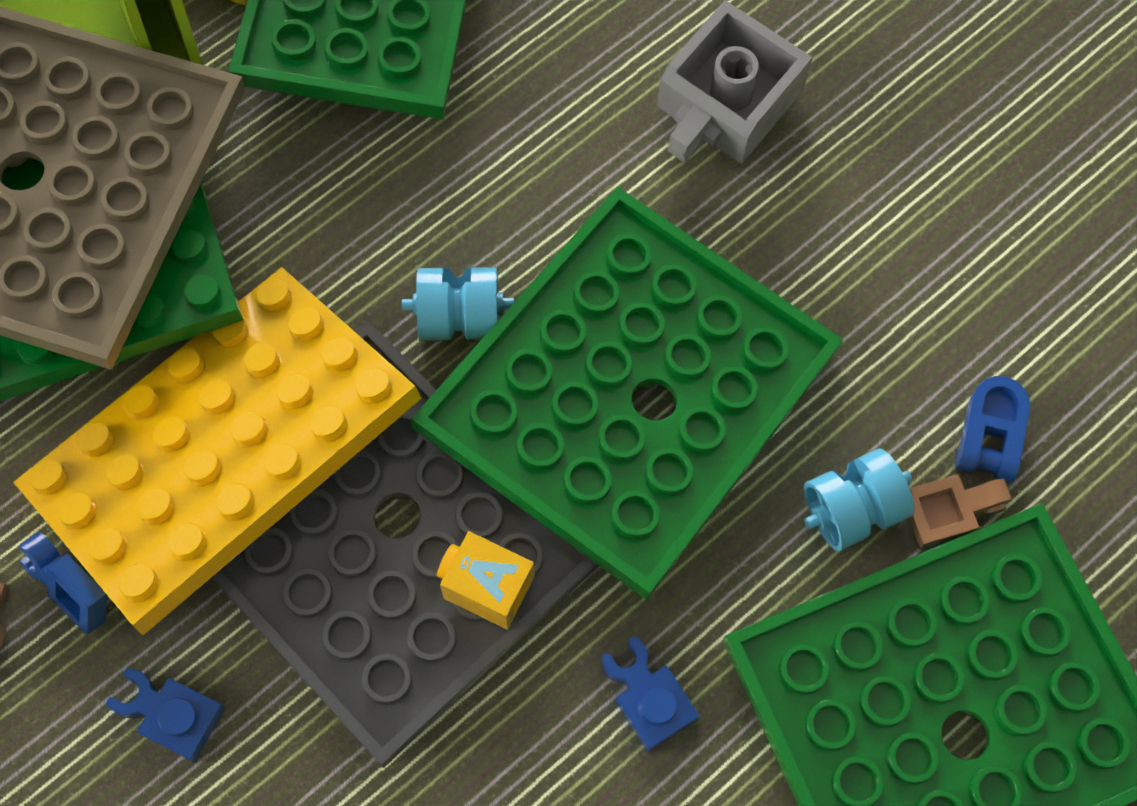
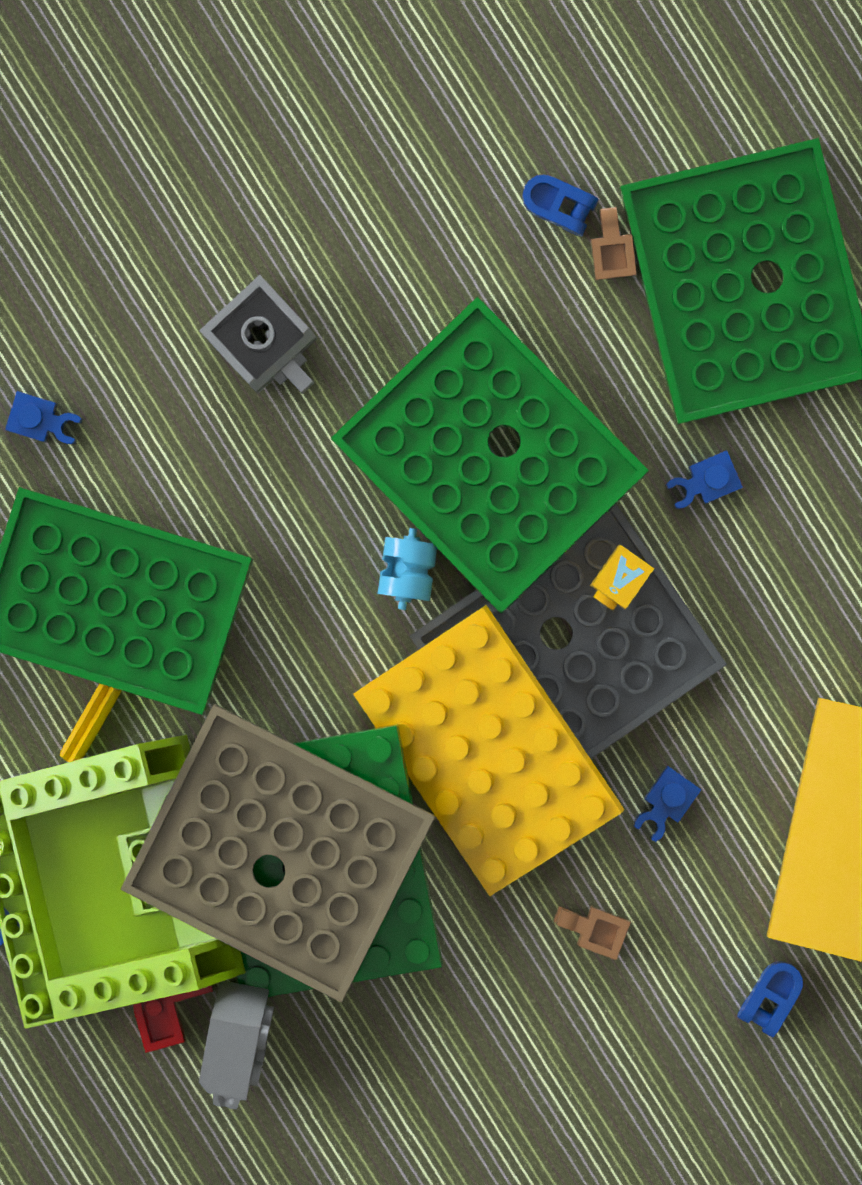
camera: 80 degrees left, 20 degrees up
(66, 581) = (569, 864): blue plate -> none
(867, 495) = (598, 312): medium azure wheel -> none

